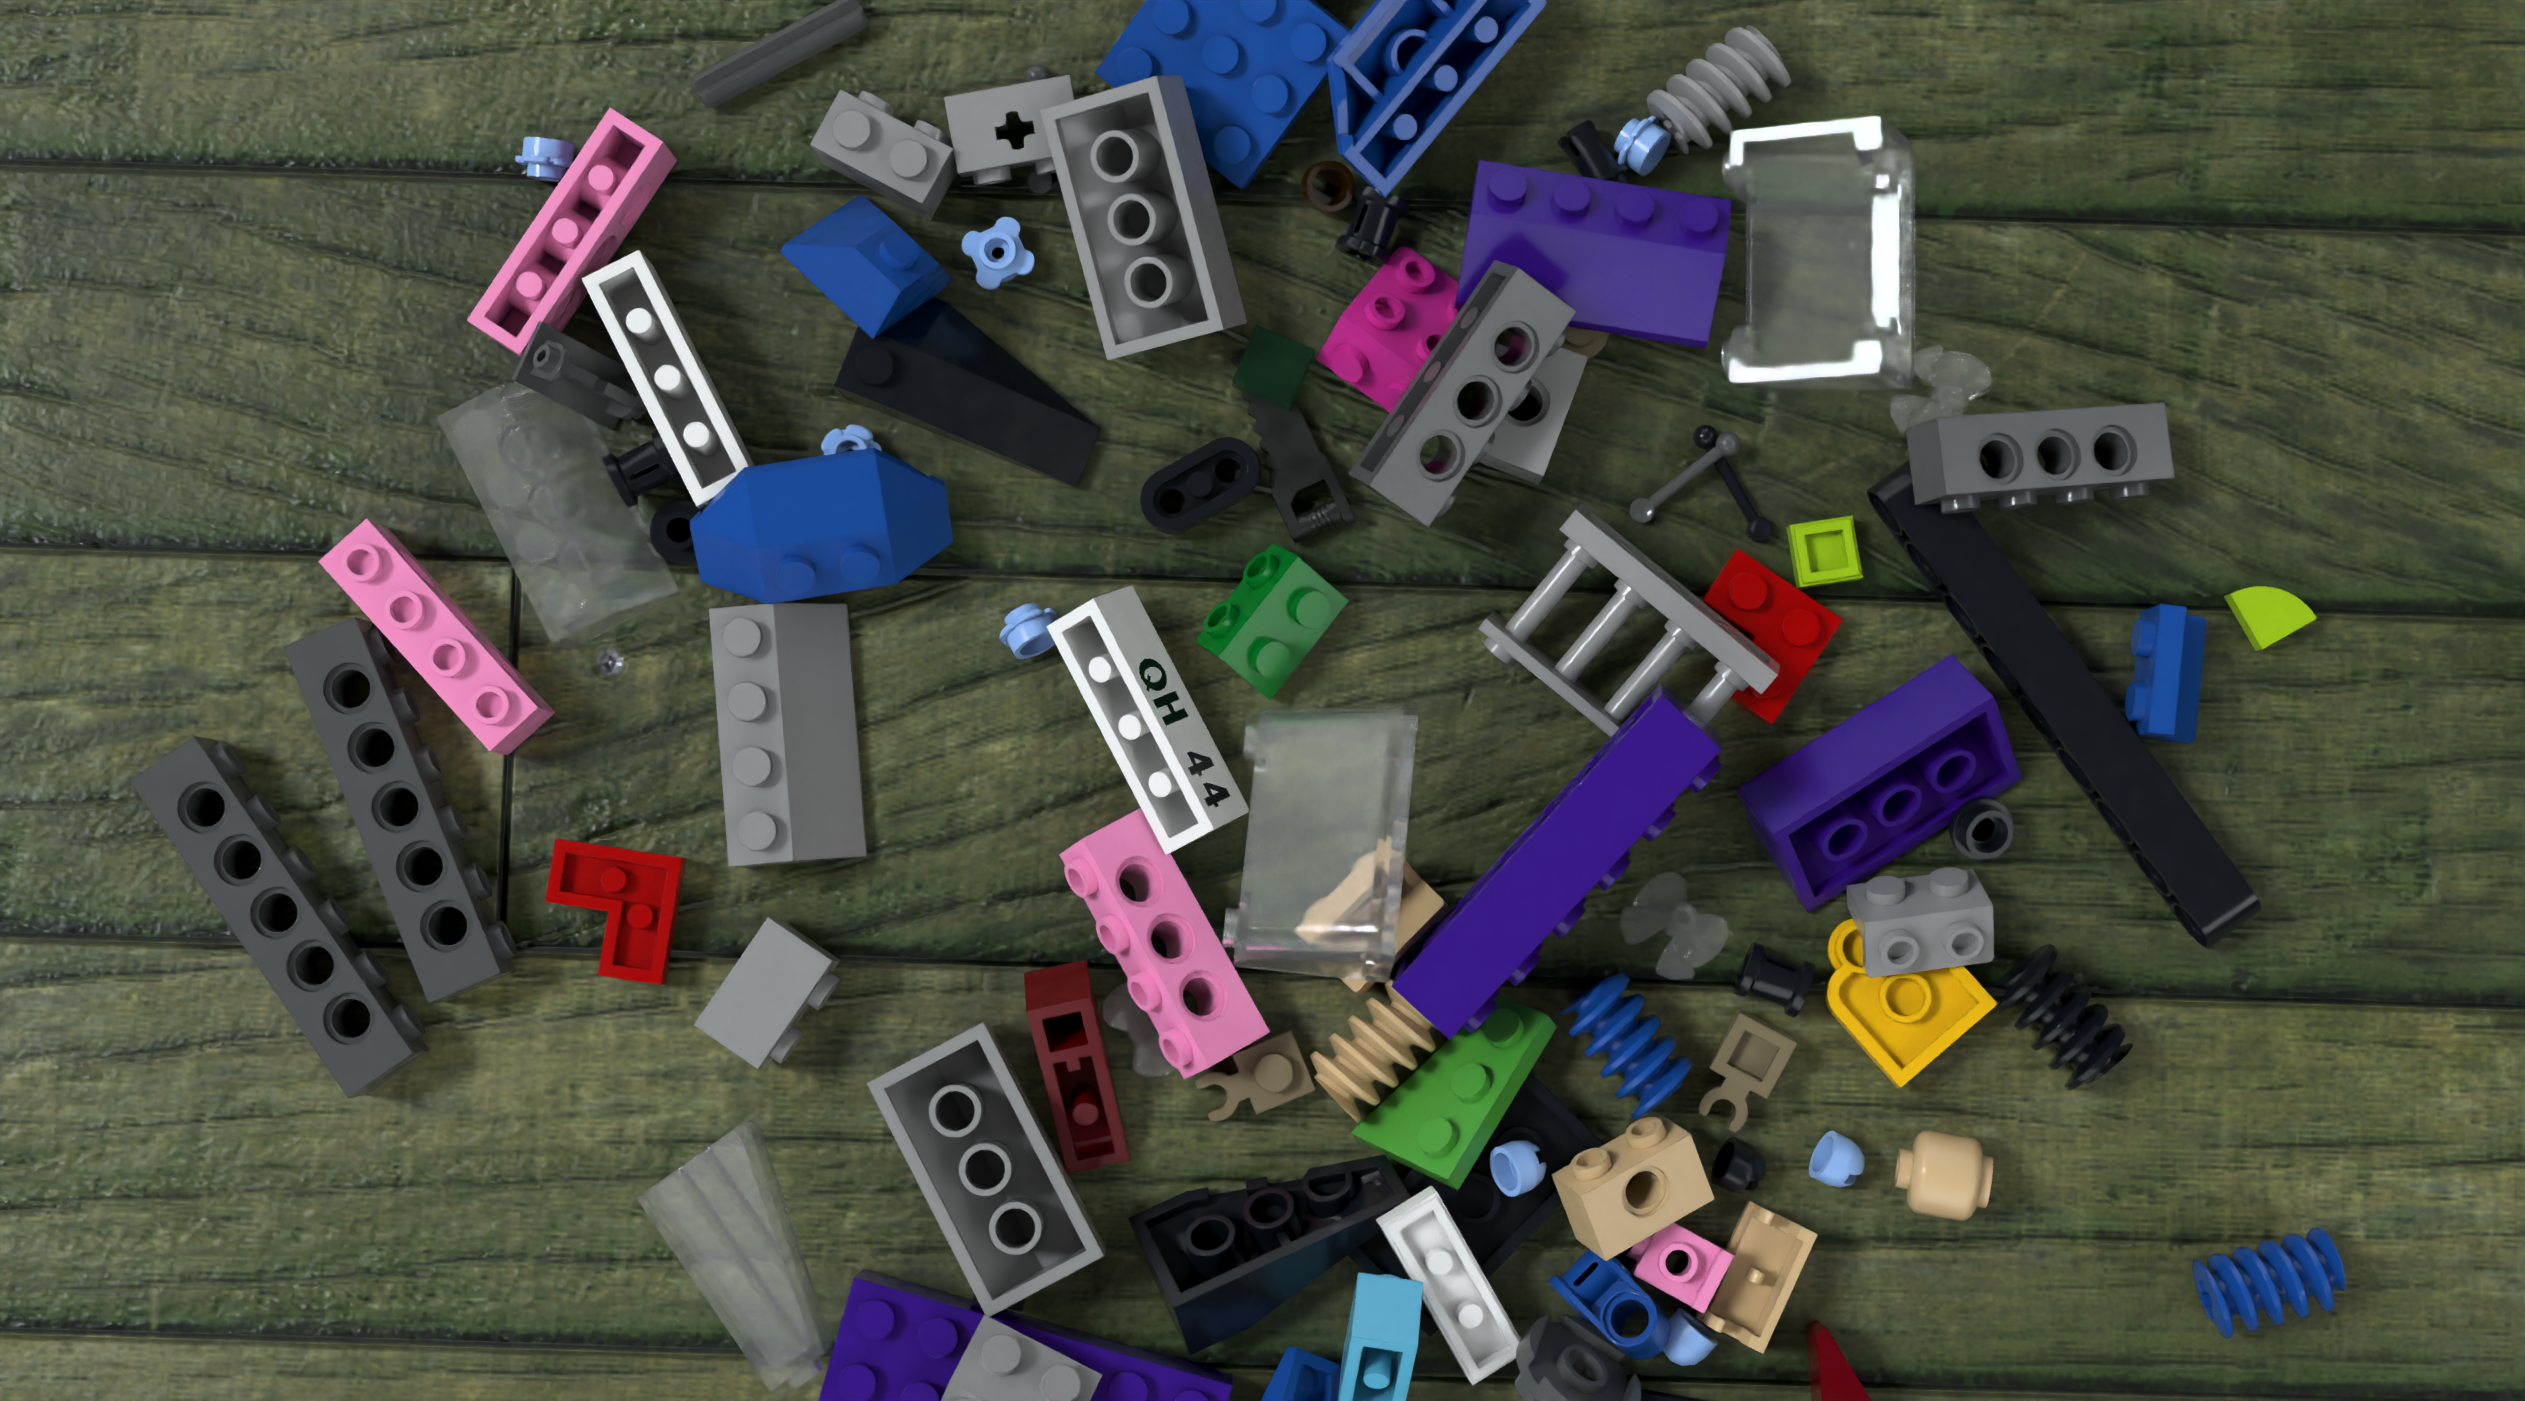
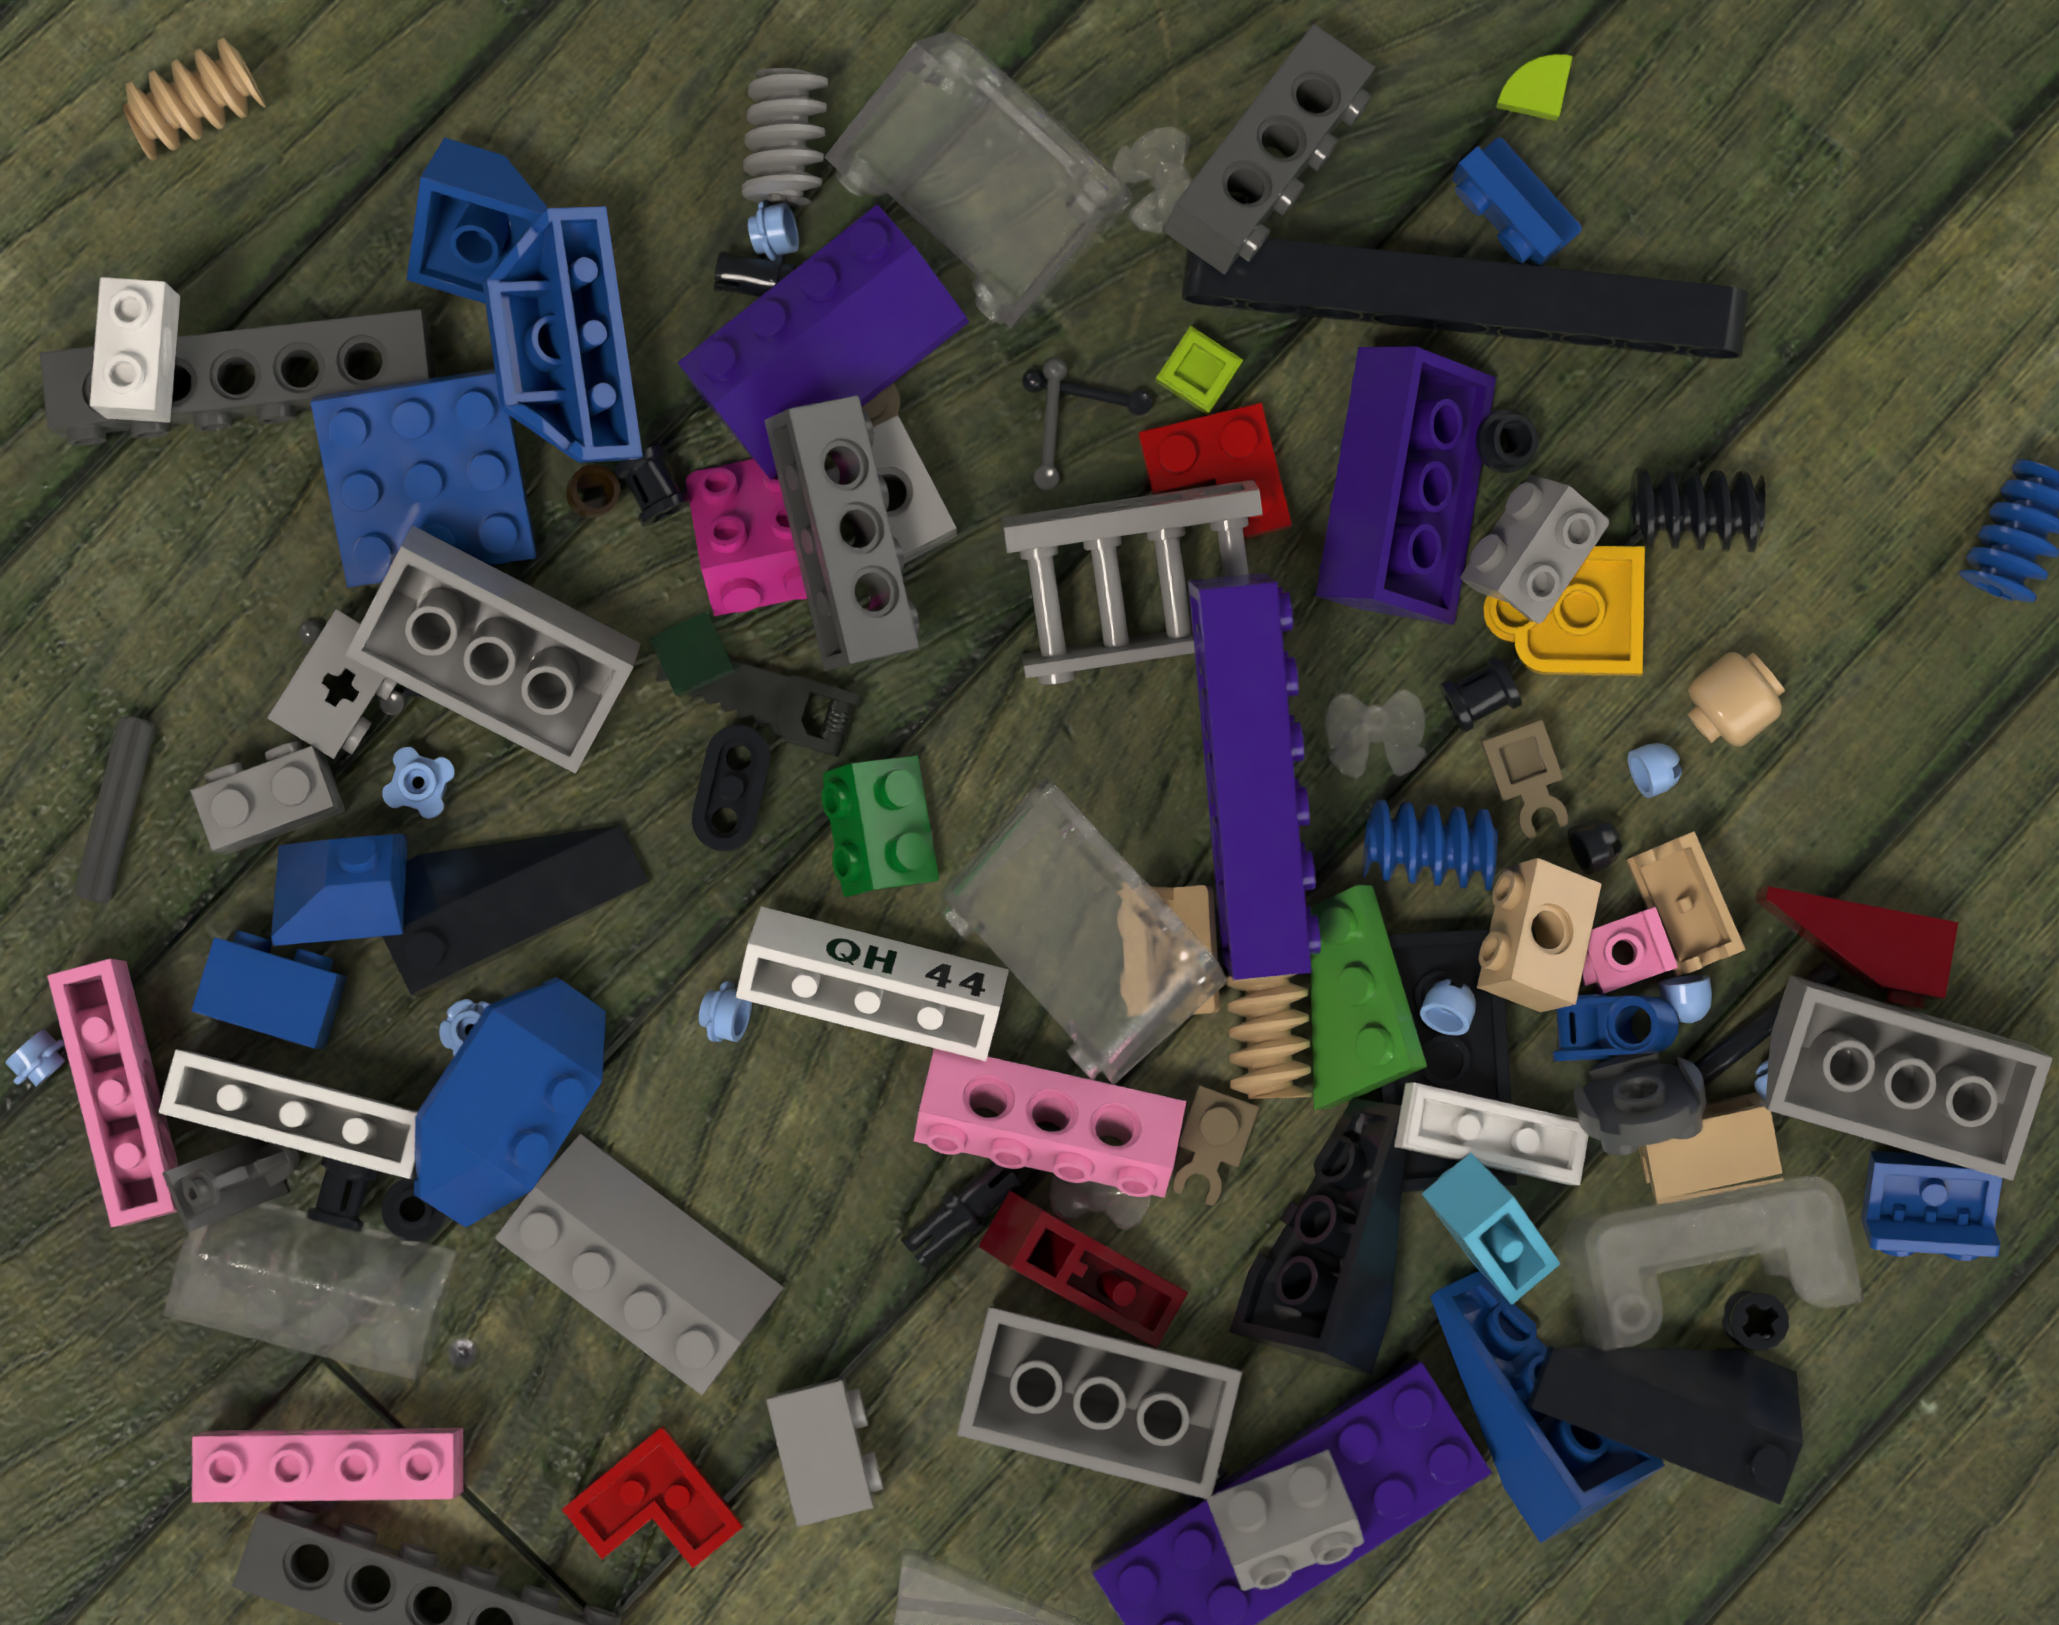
camera: 50 degrees left, 0 degrees up
(746, 282) = (270, 991): none -> blue brick
(1037, 938) = (961, 1213): none -> black pin

